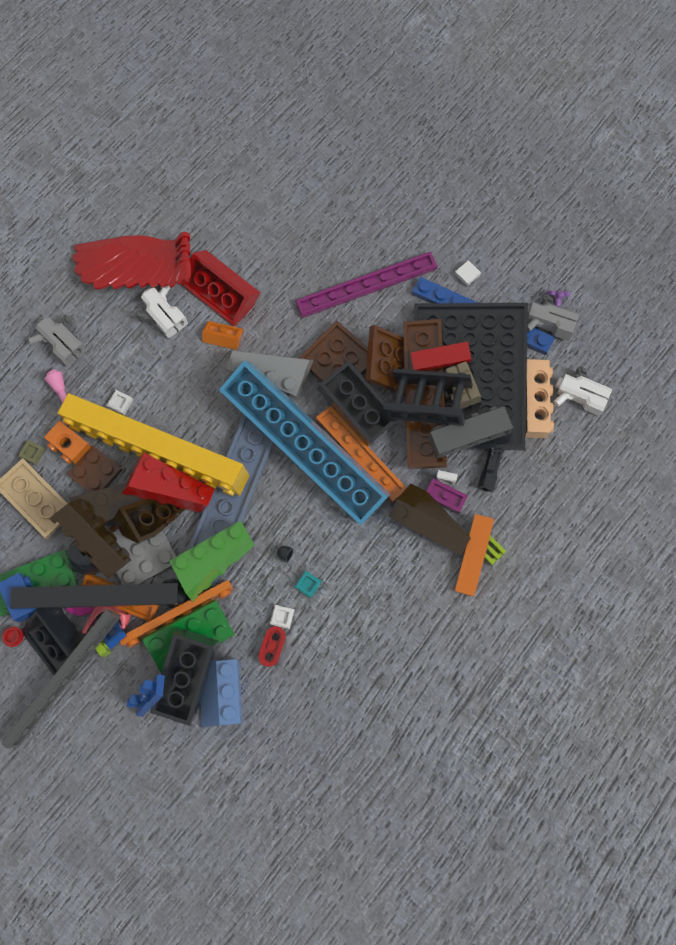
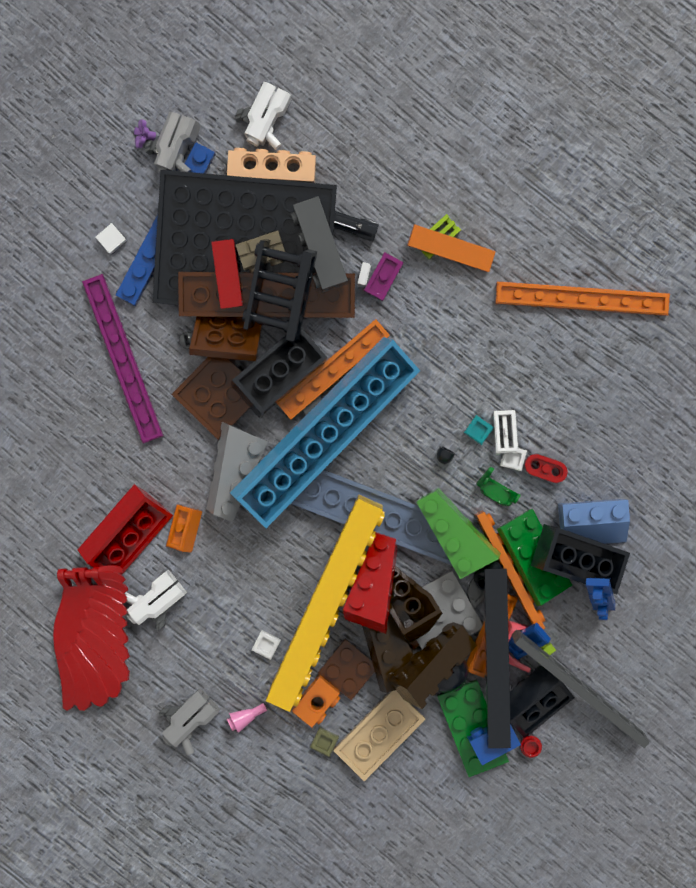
camera: 95 degrees left, 15 degrees up
(252, 600) = (496, 491): none -> green helmet
(289, 608) = (506, 450): none -> white tile
(424, 515) = (410, 299): dark brown wedge -> none
(433, 683) = (582, 298): none -> orange tile

